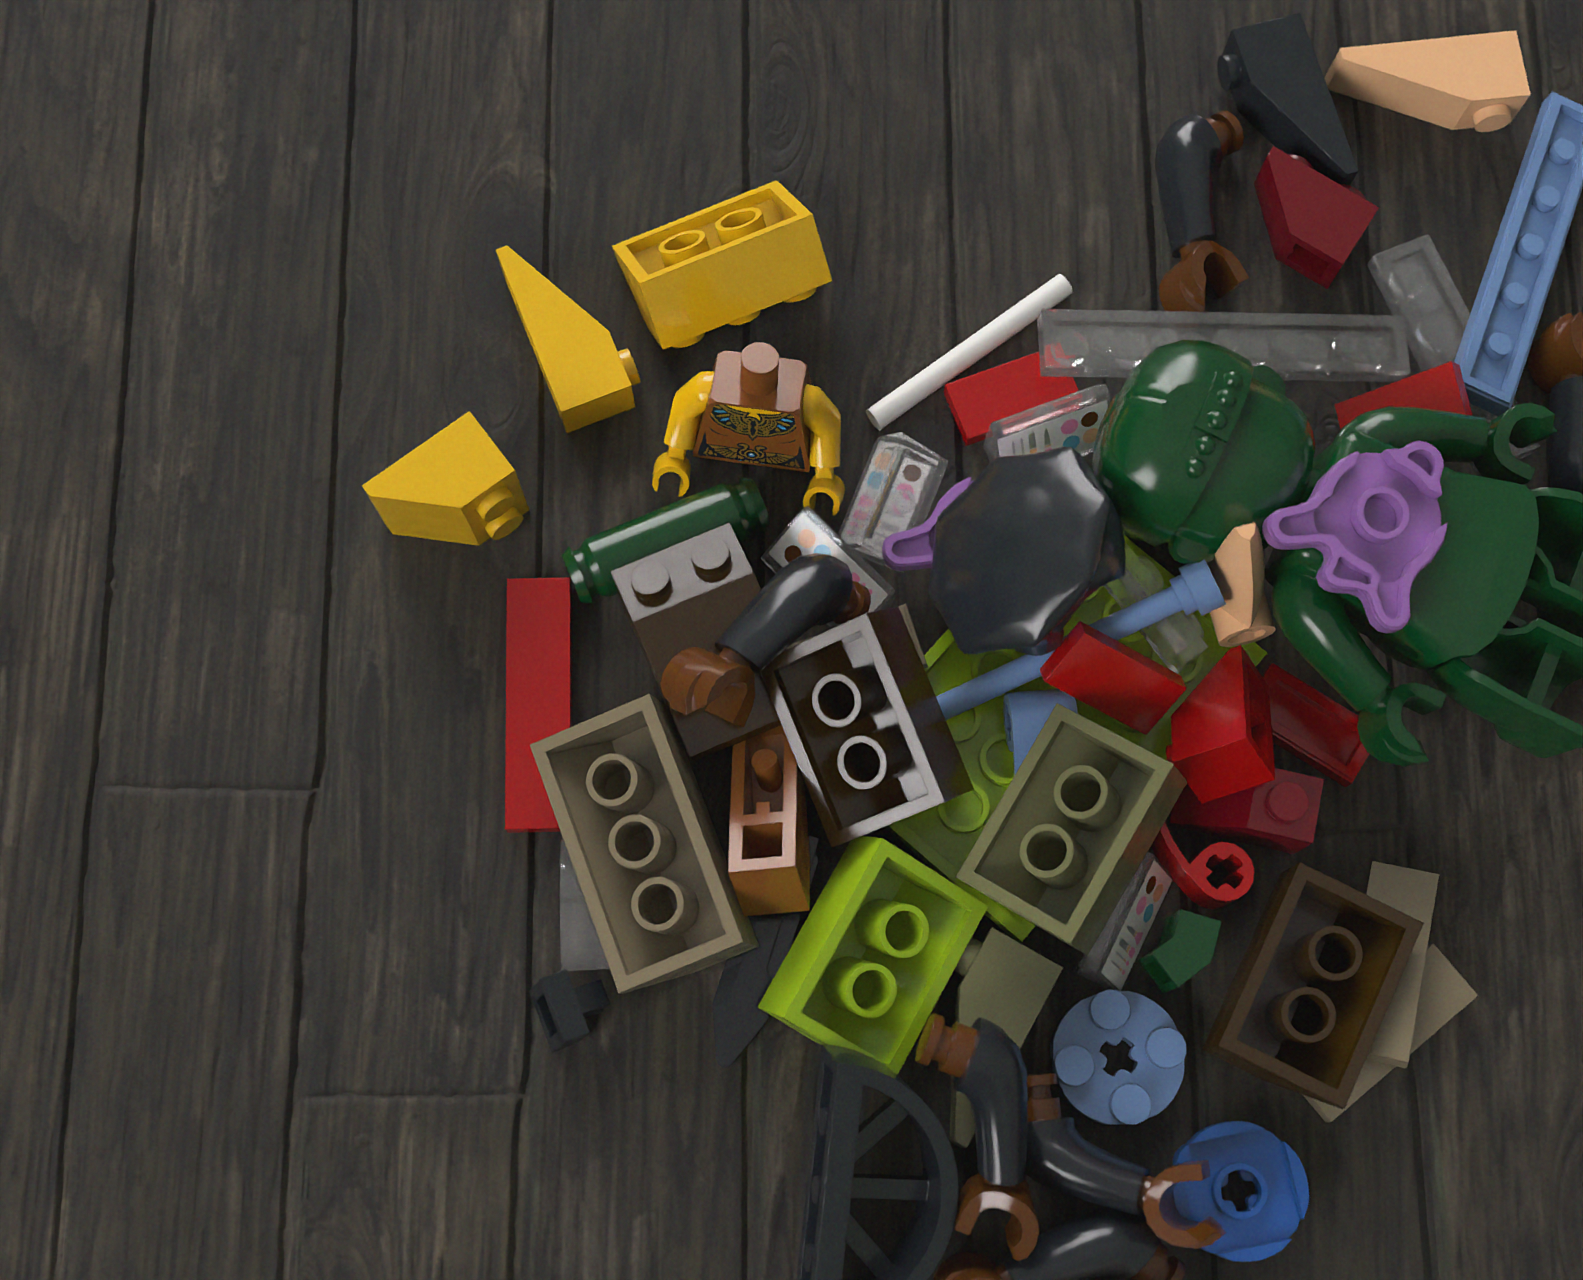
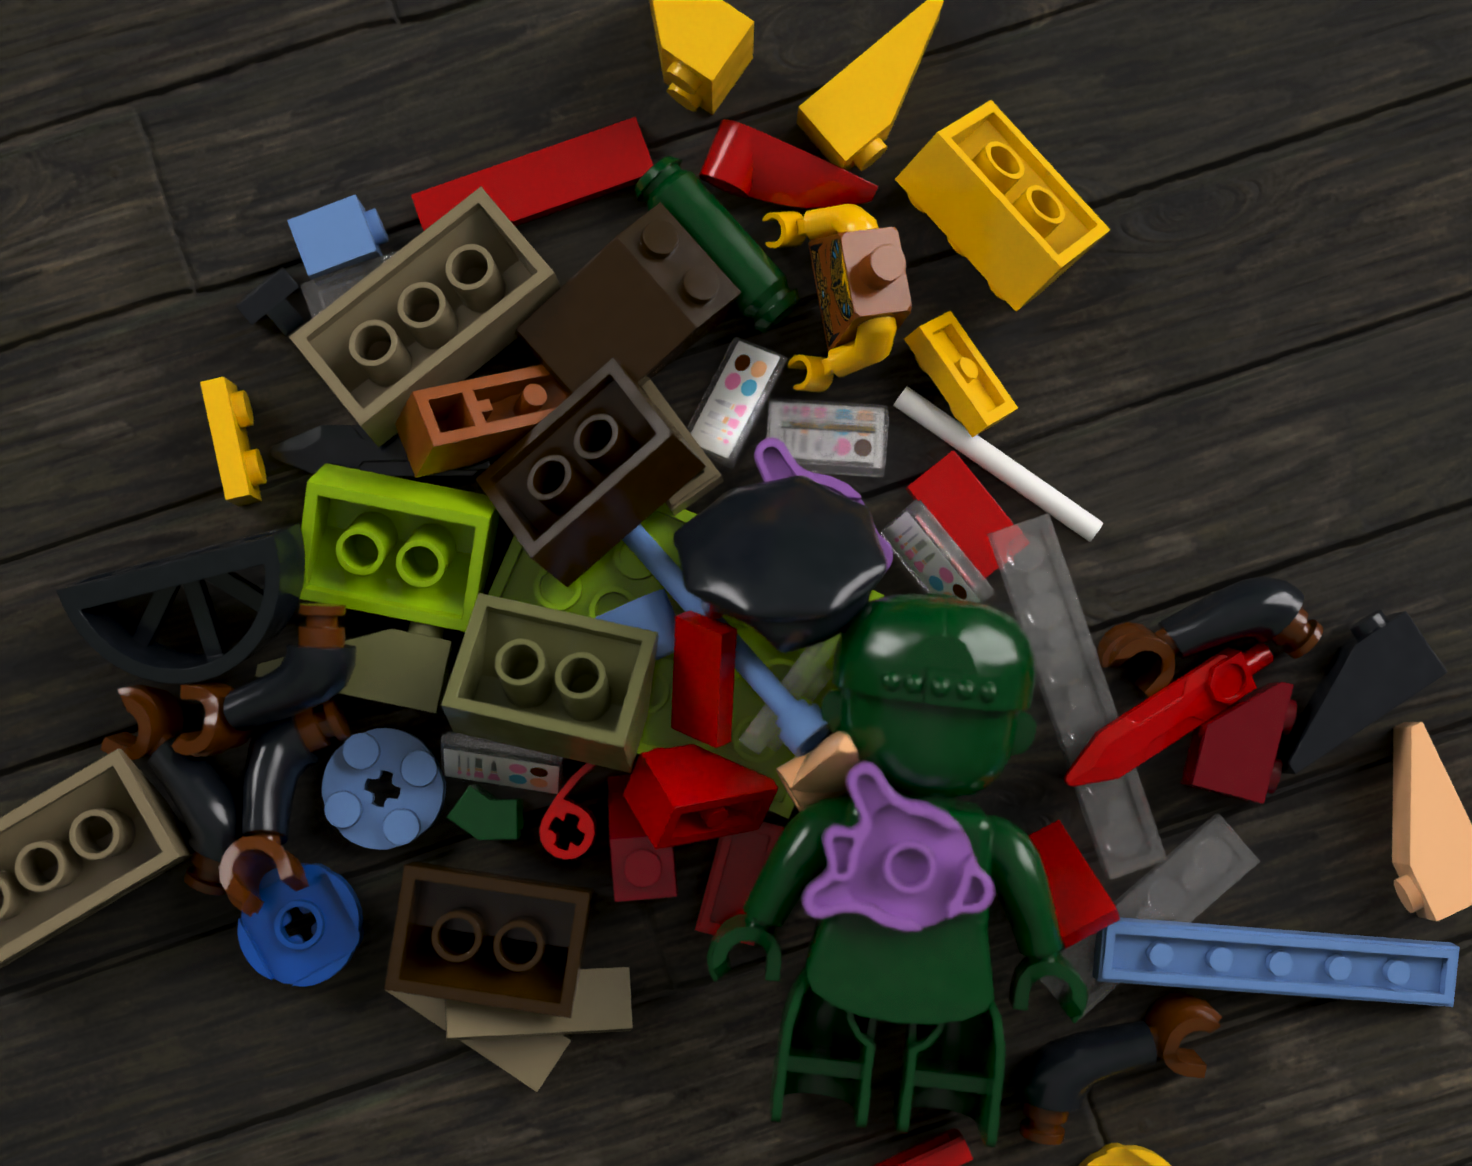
camera: 70 degrees right, 10 degrees up
(525, 916) = (337, 236): none -> medium blue brick
(610, 463) = (773, 171): none -> red piece
(731, 1098) = (228, 416): none -> yellow plate
(800, 595) = (678, 371): piece -> none
(875, 352) = (960, 373): none -> yellow plate
(1266, 268) = (1168, 715): none -> red piece

